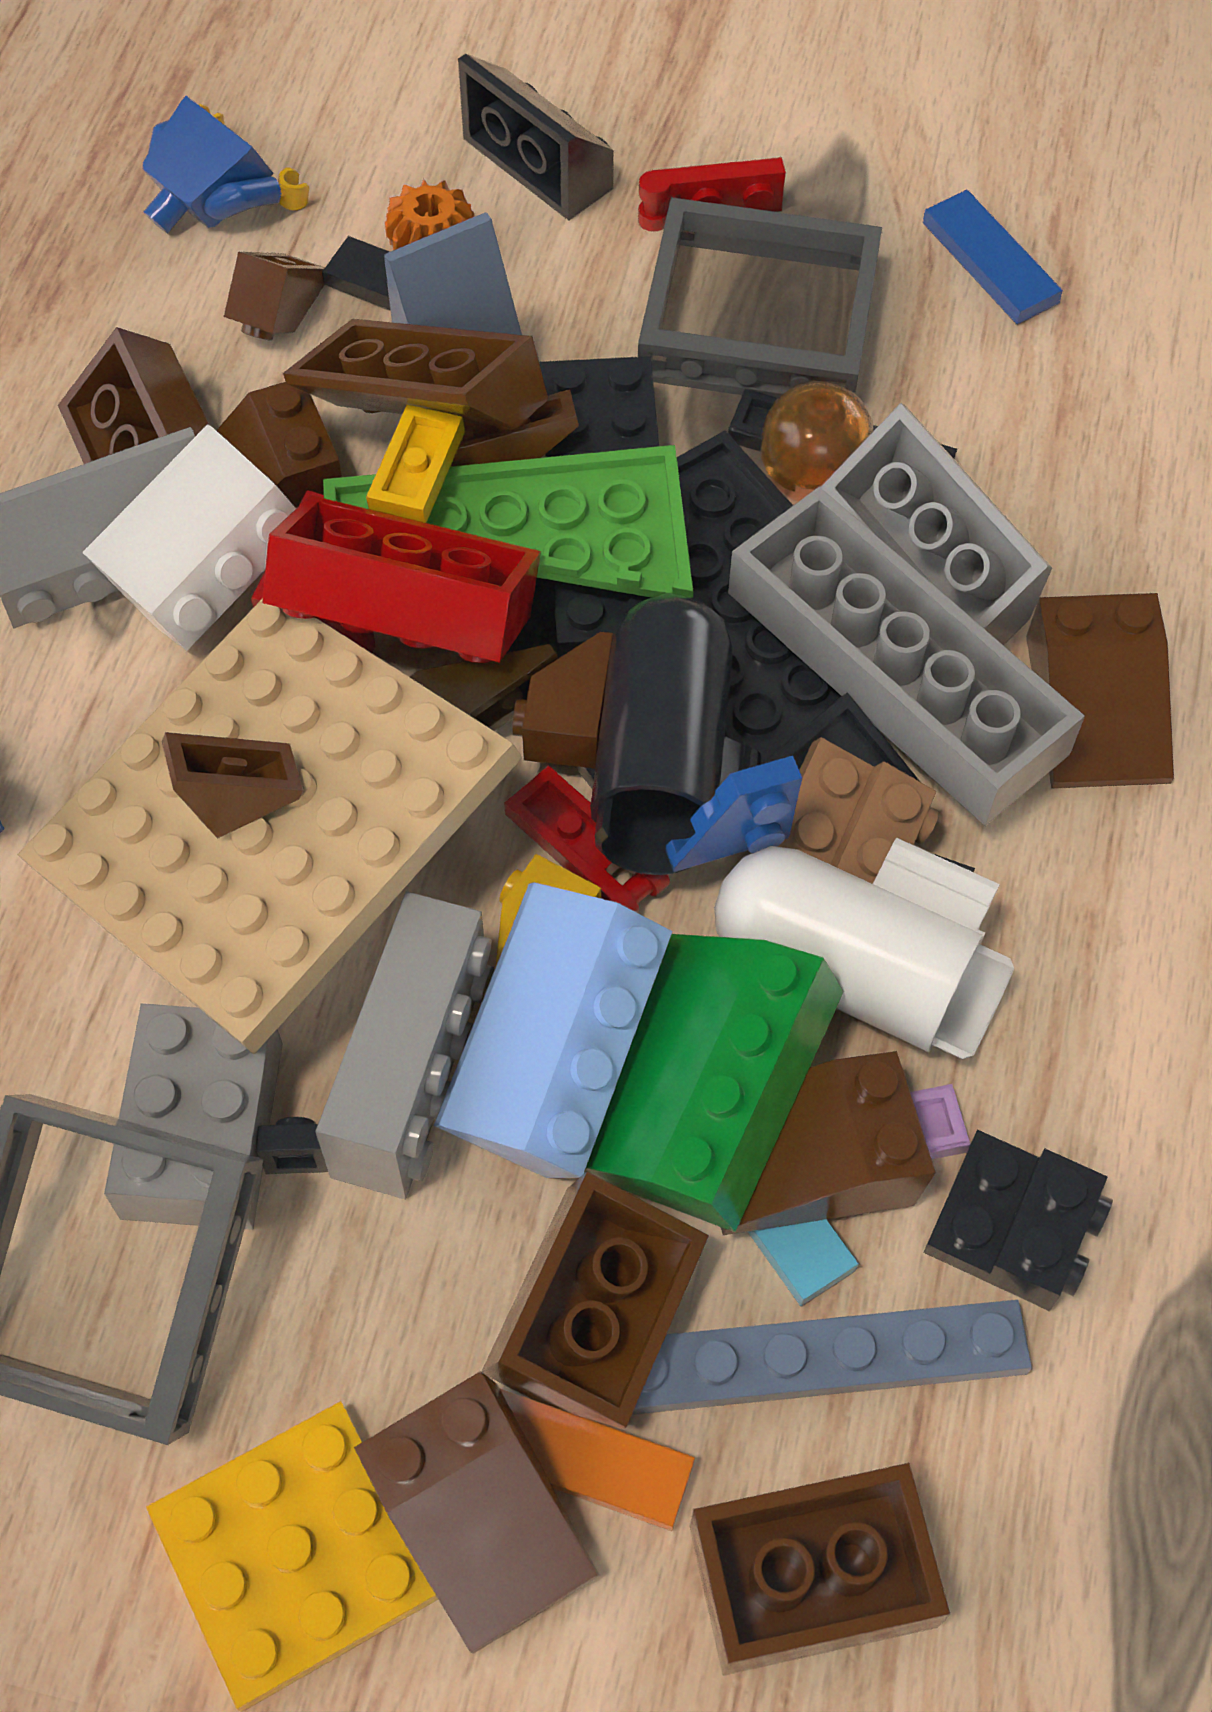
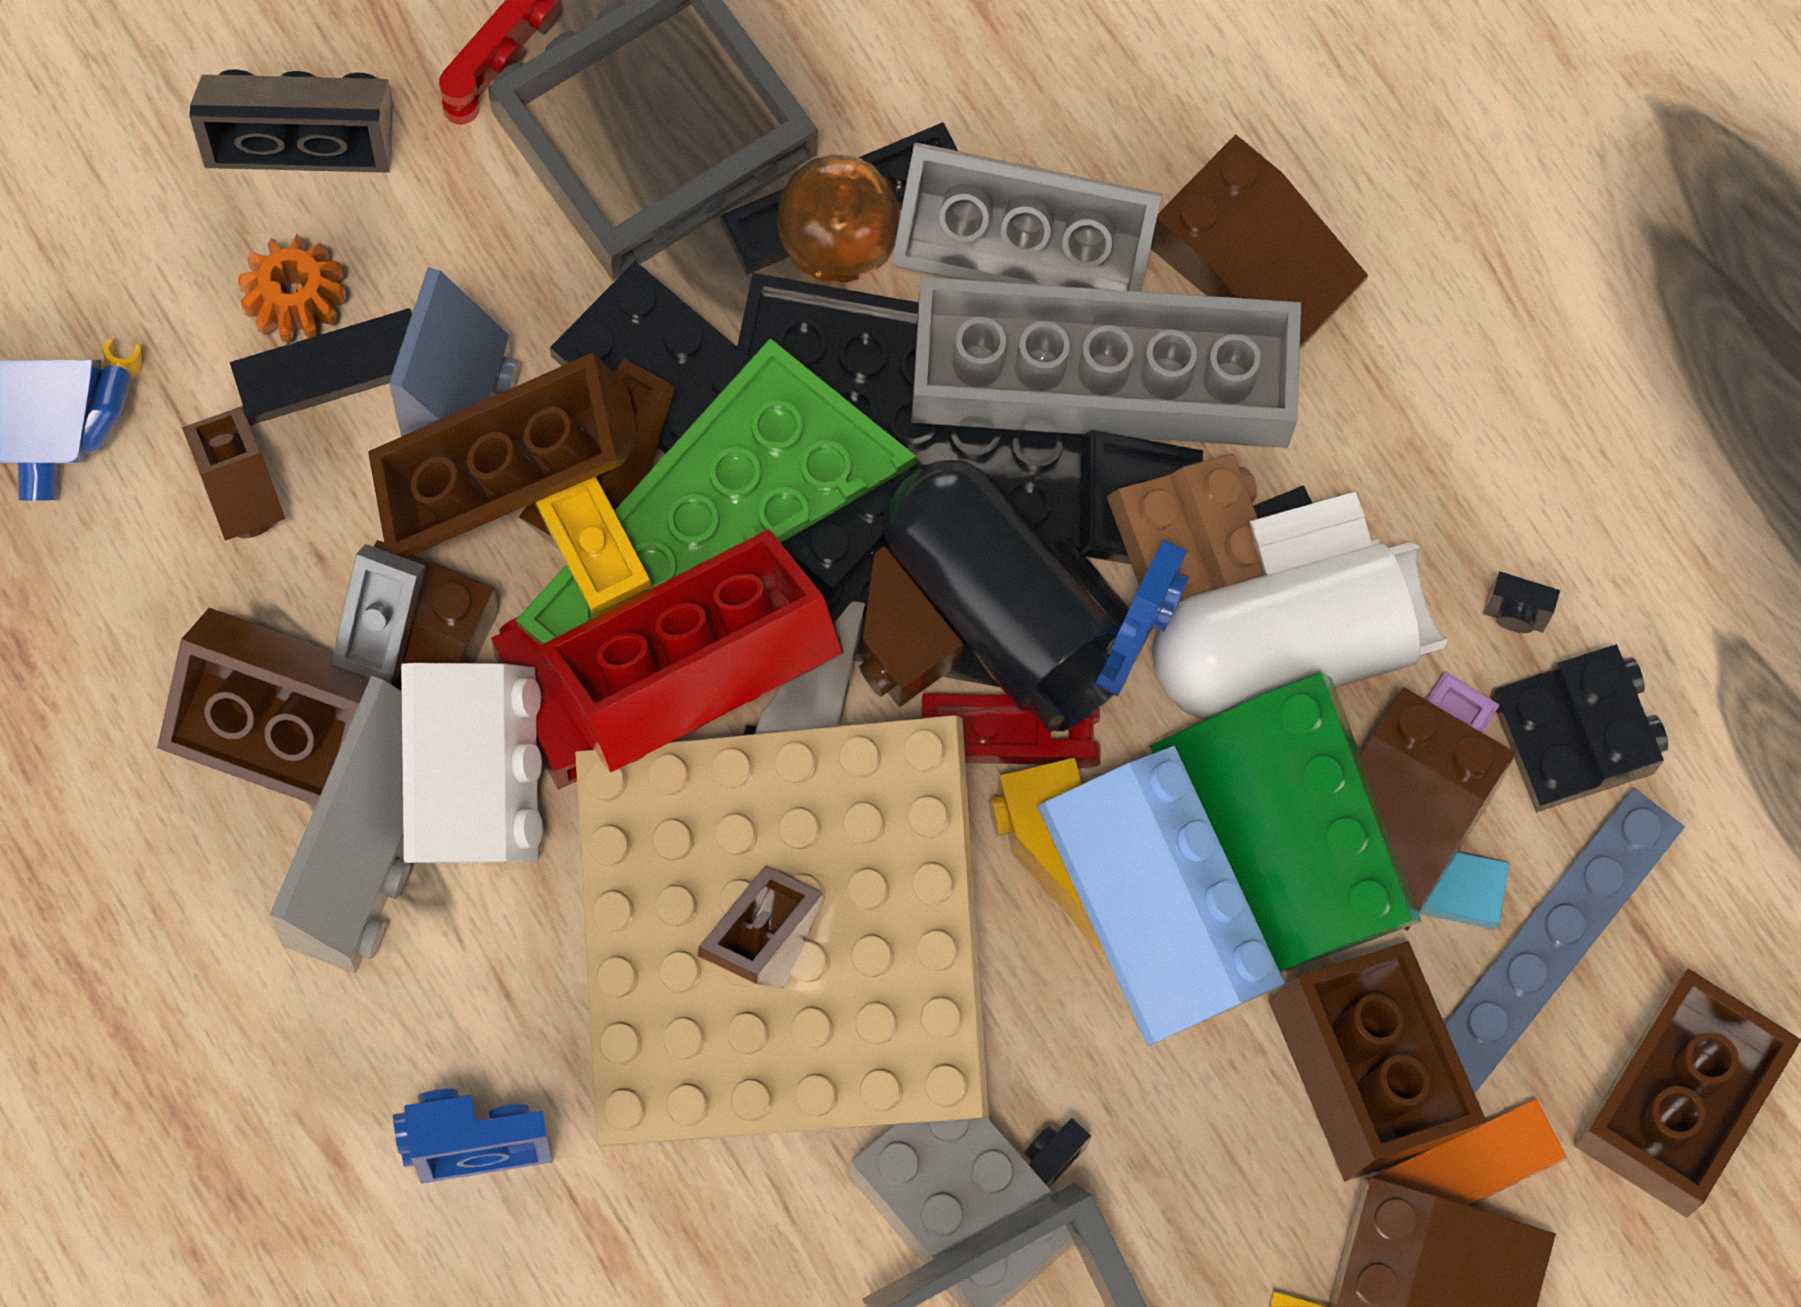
camera: 50 degrees left, 10 degrees up
(249, 399) = (377, 614): none -> flat silver plate
(405, 1046) = (1067, 1006): light grey brick -> none
(1061, 1086) = (1520, 603): none -> black plate

